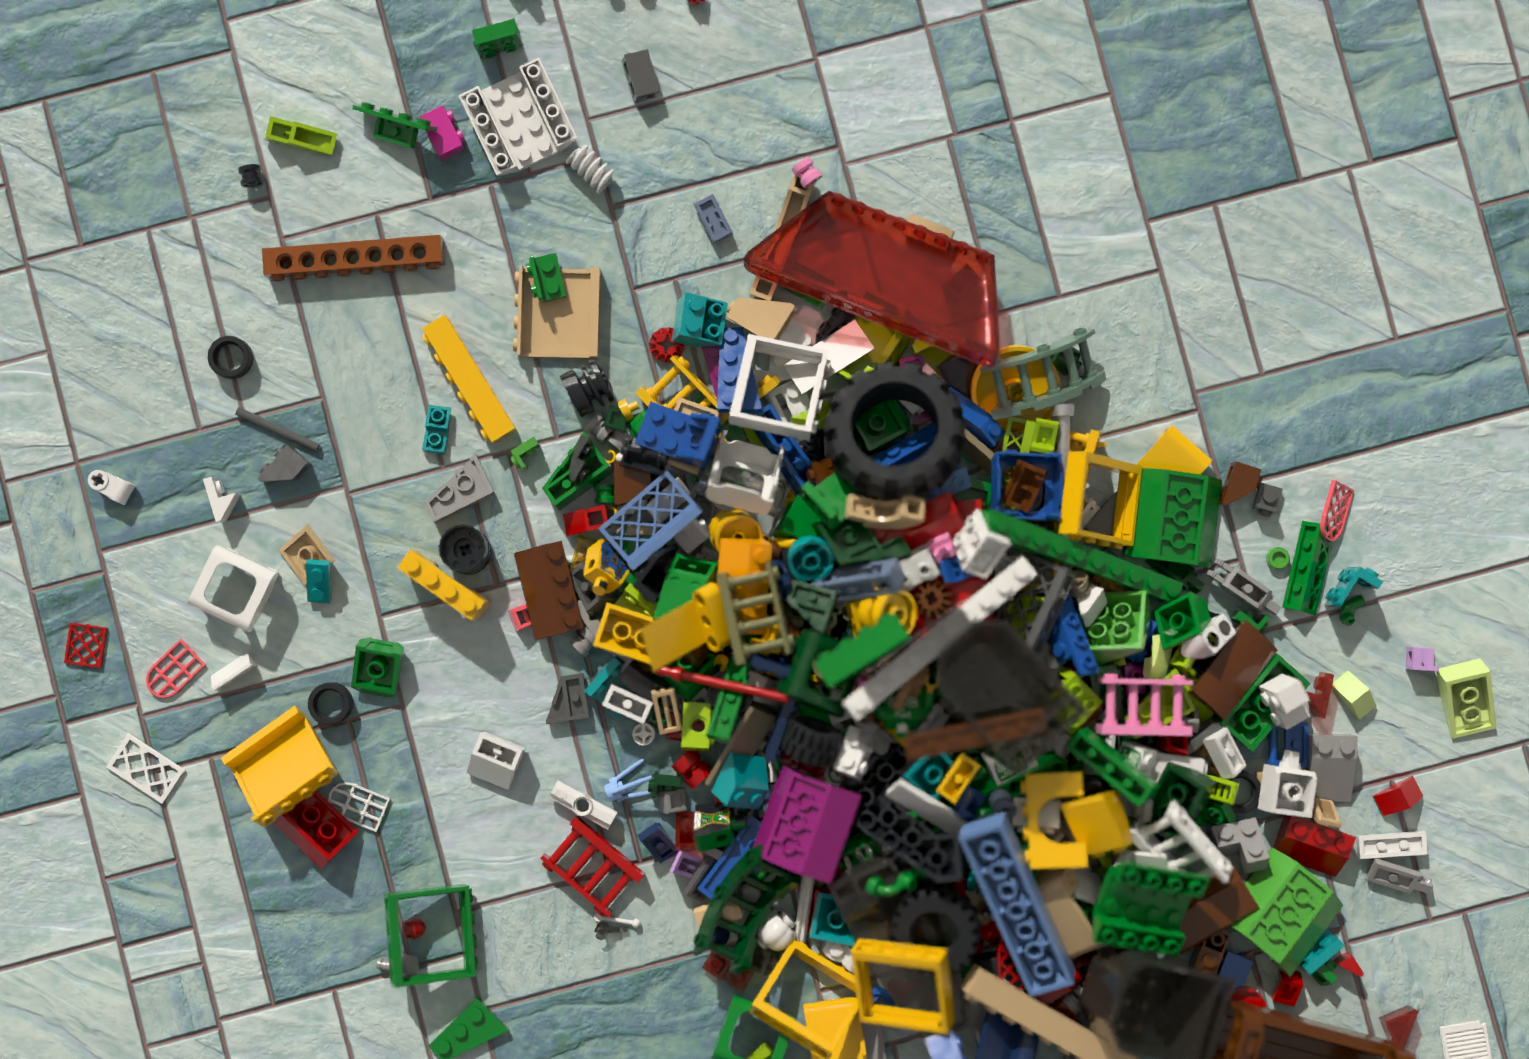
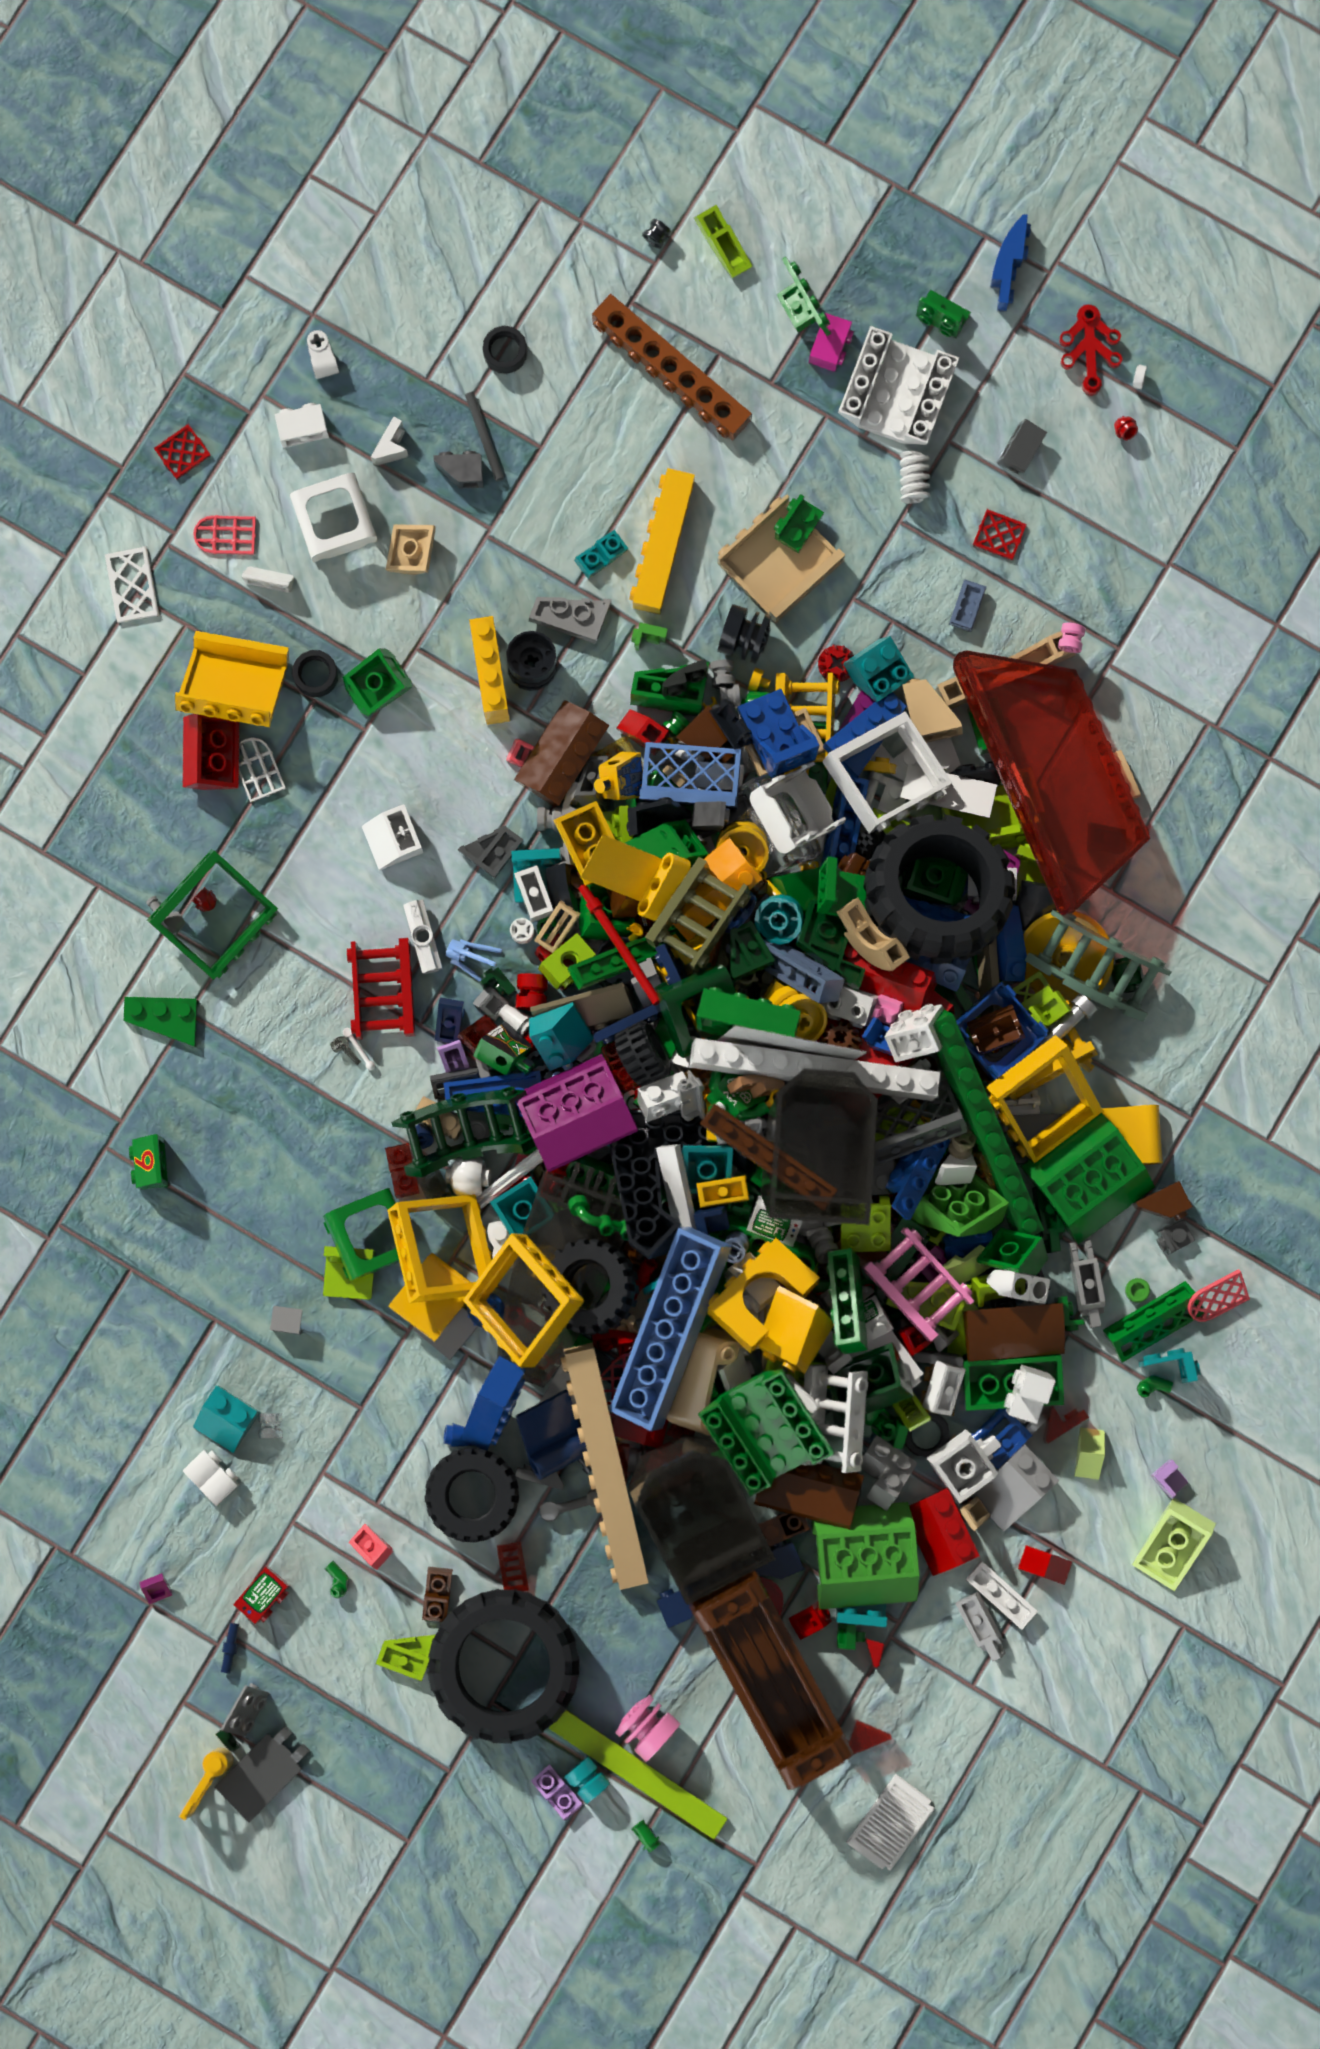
camera: 50 degrees right, 5 degrees down
(146, 546) = (301, 425): none -> white brick
(318, 581) = (400, 575): teal plate -> none
(615, 420) = (741, 677): dark green tile -> none
(690, 164) = (1016, 541): none -> red window
(699, 796) = (515, 1018): none -> white cone

